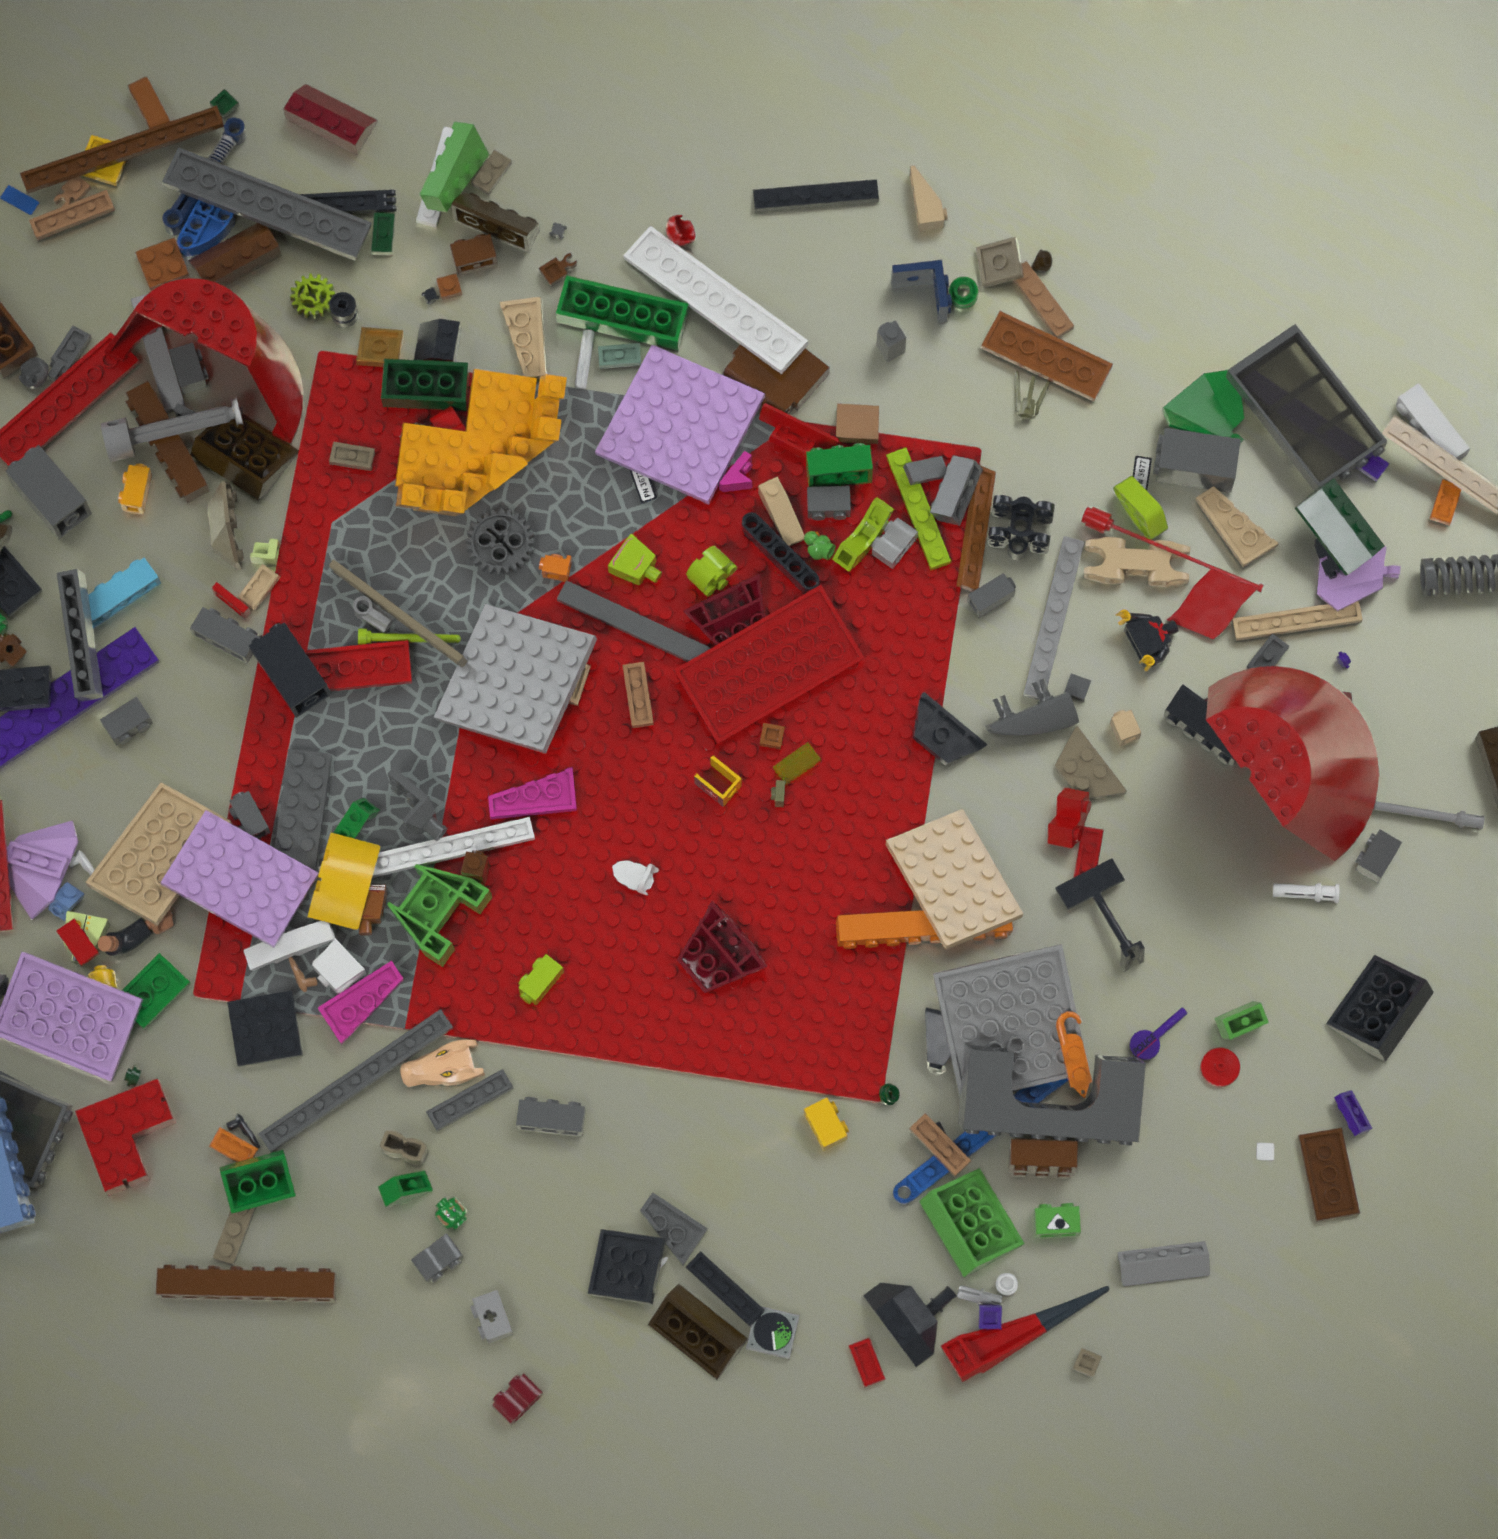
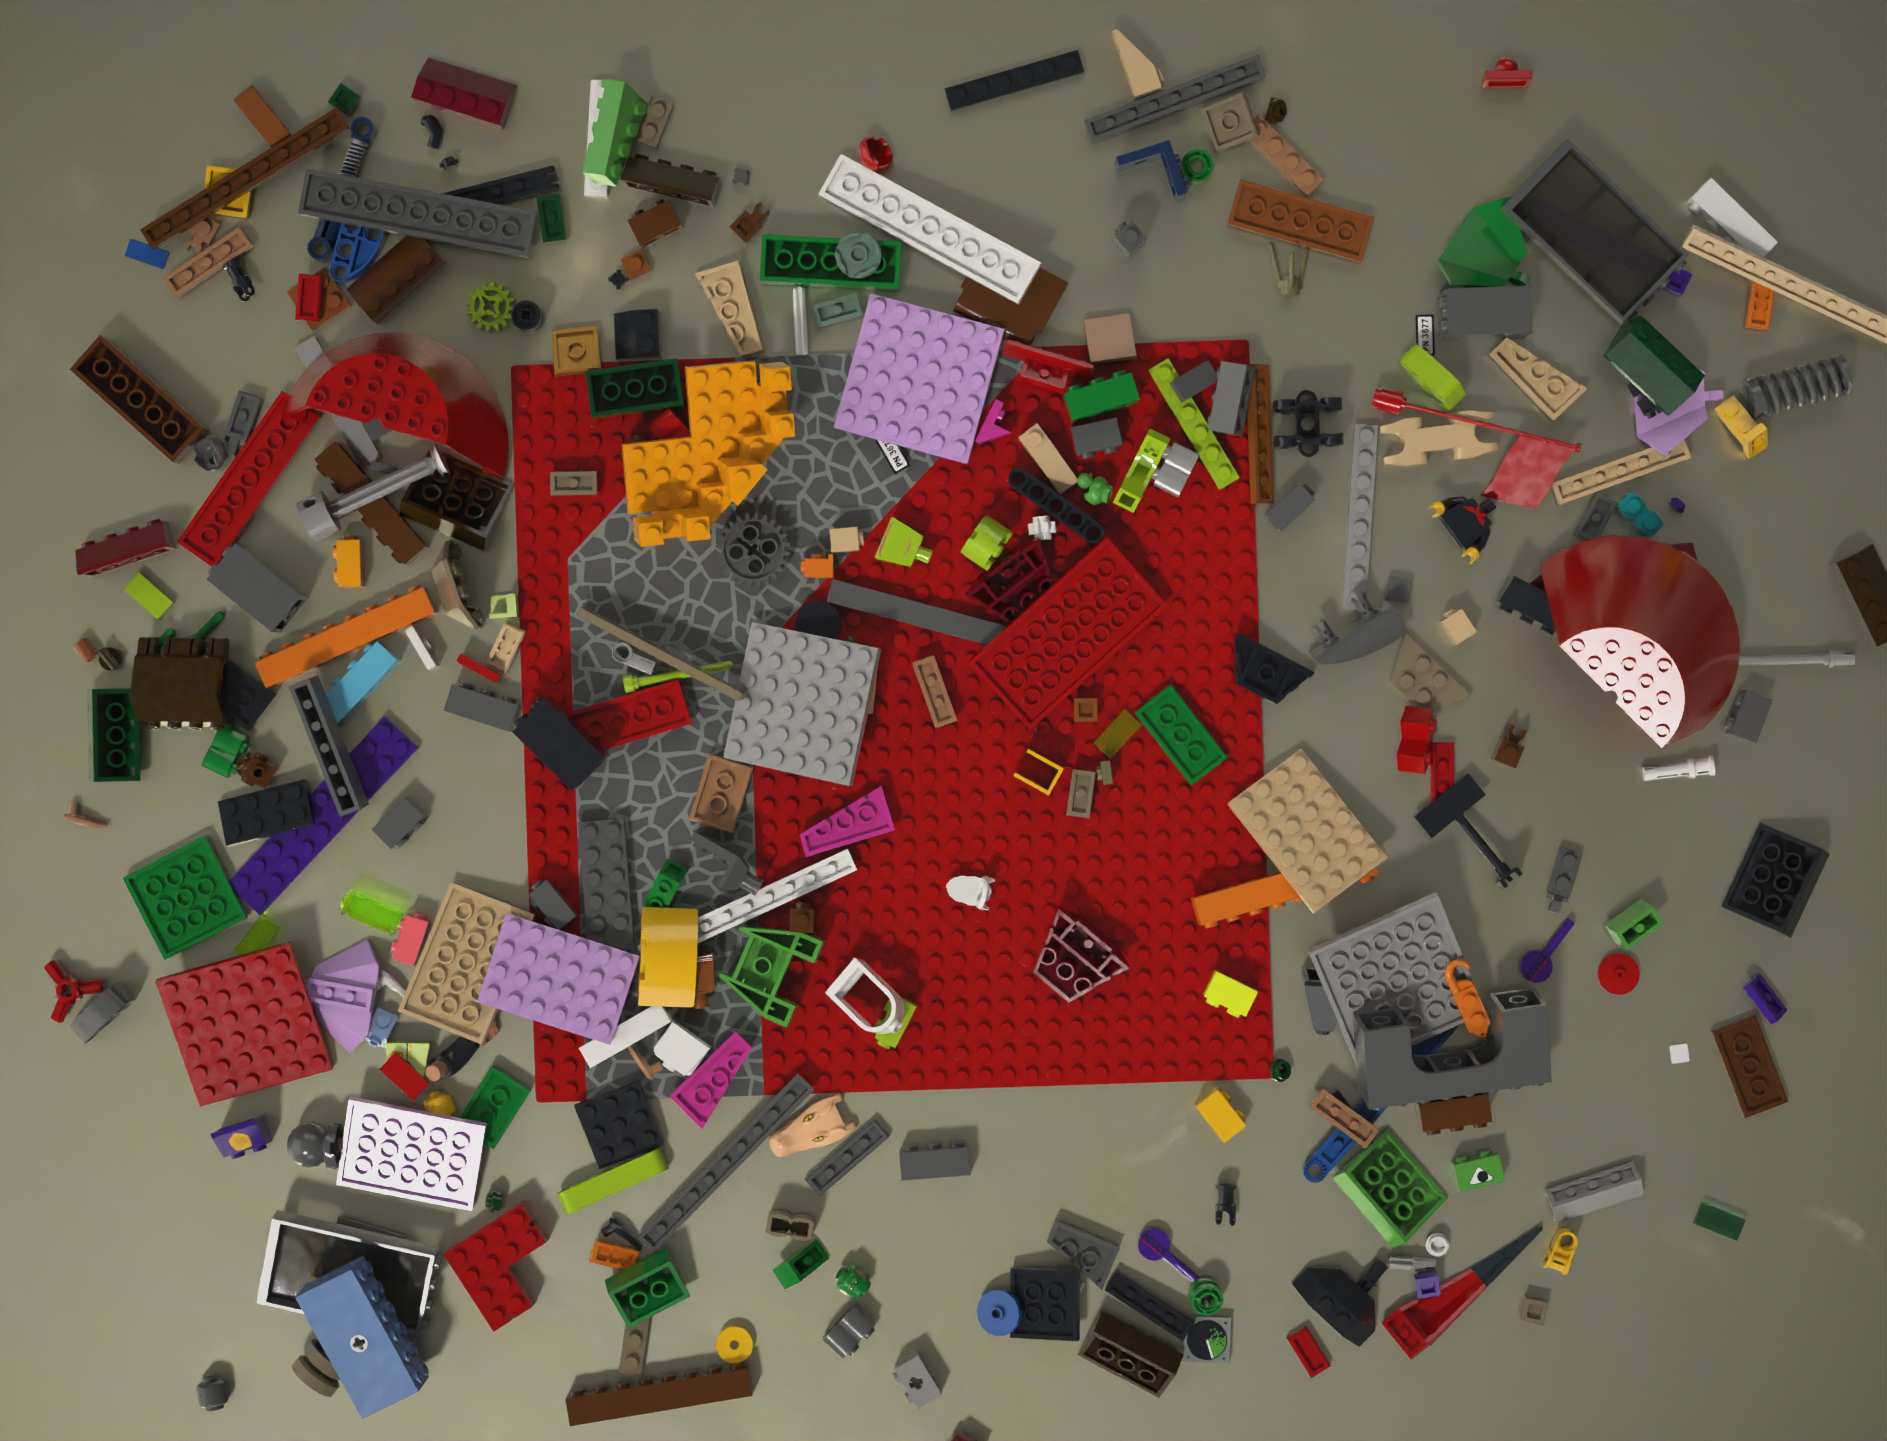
camera: 15 degrees left, 15 degrees up
(81, 795) = (371, 912): none -> clear neon green window
(96, 233) = (240, 280): none -> black piece
(114, 822) = (411, 938): none -> coral brick
(118, 551) = (346, 637): none -> orange brick
(153, 258) = (309, 298): none -> red tile
(184, 573) = (423, 647): none -> white plate
(247, 1078) = (612, 1180): none -> lime beam
(297, 141) = (435, 130): none -> black arm
(303, 172) = (448, 163): none -> black piece
(323, 1243) = (731, 1354): none -> yellow piece
(425, 749) = (721, 793): none -> medium nougat tile
(505, 933) = (846, 981): none -> white window
(546, 609) = (818, 619): none -> black tile
(585, 548) = (846, 540): none -> tan brick
(590, 1272) = (1009, 1310): none -> blue plate
(647, 307) = (858, 255): none -> sand green tile
(740, 1235) = (1155, 1245): none -> dark purple piece
(753, 808) = (1080, 793): none -> dark tan plate
(765, 568) = (1042, 527): none -> white gear
(783, 1298) = (1207, 1305): none -> green wheel
(814, 1206) = (1225, 1203): none -> black piece
(854, 775) = (1181, 735): none -> green tile
(855, 1013) = (1230, 994): none -> neon yellow brick
(954, 234) = (1175, 98): none -> dark grey plate
(1122, 1312) = (1559, 1255): none -> yellow piece
(1153, 843) = (1508, 750): none -> reddish brown brick
(1183, 969) = (1562, 878): none -> dark grey hinge
(1252, 268) = (1507, 75): none -> red tile
(1277, 1313) = (1719, 1221): none -> clear green tile
(1303, 657) = (1643, 520): none -> teal brick
(1416, 604) = (1749, 433): none -> yellow bracket

